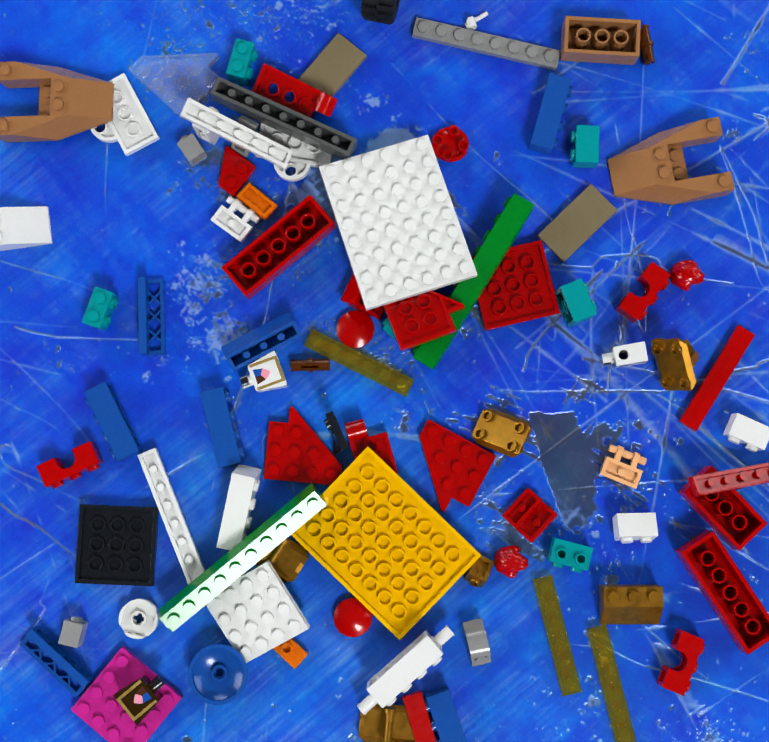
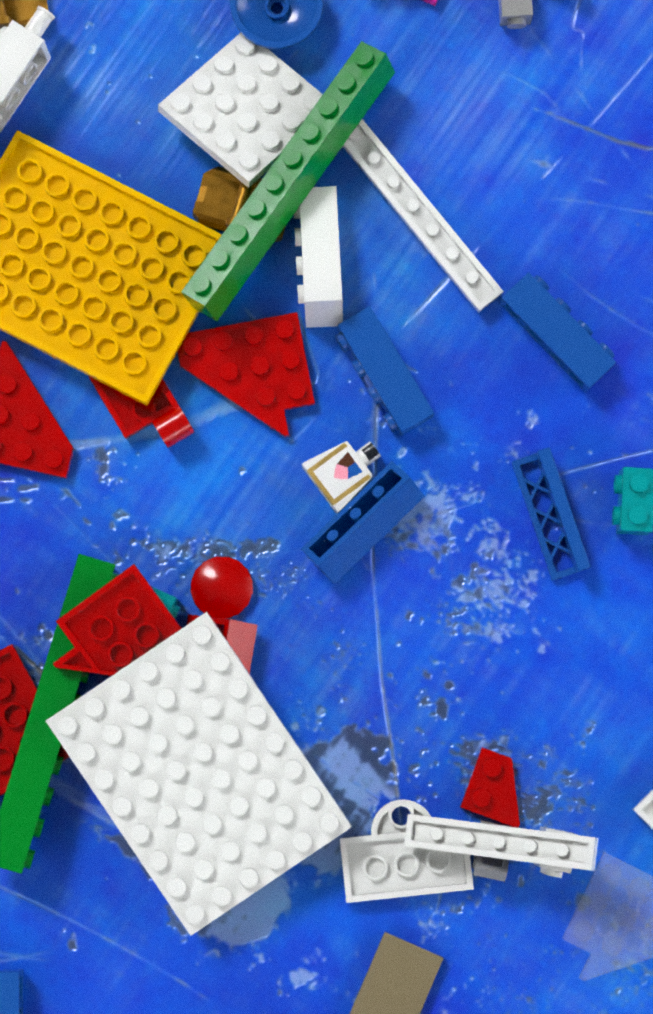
camera: 165 degrees right, 0 degrees up
(86, 458) = (621, 228): red arch -> none
(117, 545) = (491, 149): black plate -> none
(129, 624) = (412, 65): white plate -> none
(191, 149) = (573, 805): light grey brick -> none
(232, 223) = (470, 701): white plate -> none
(241, 62) = (536, 977): teal brick -> none
(257, 201) = (440, 749): orange plate -> none
(279, 247) = (380, 680): red brick -> none
(283, 119) = (434, 892): dark grey brick -> none
(291, 652) = (175, 66): orange plate -> none
(306, 98) = (409, 943): red hinge -> none
(310, 365) = (276, 509): reddish brown pin -> none
(339, 441) = (194, 399): black plate -> none
(352, 617) = (99, 143): red dish -> none
(358, 362) = (200, 535): clear yellow plate -> none
(450, 144) = (152, 938): red dish -> none

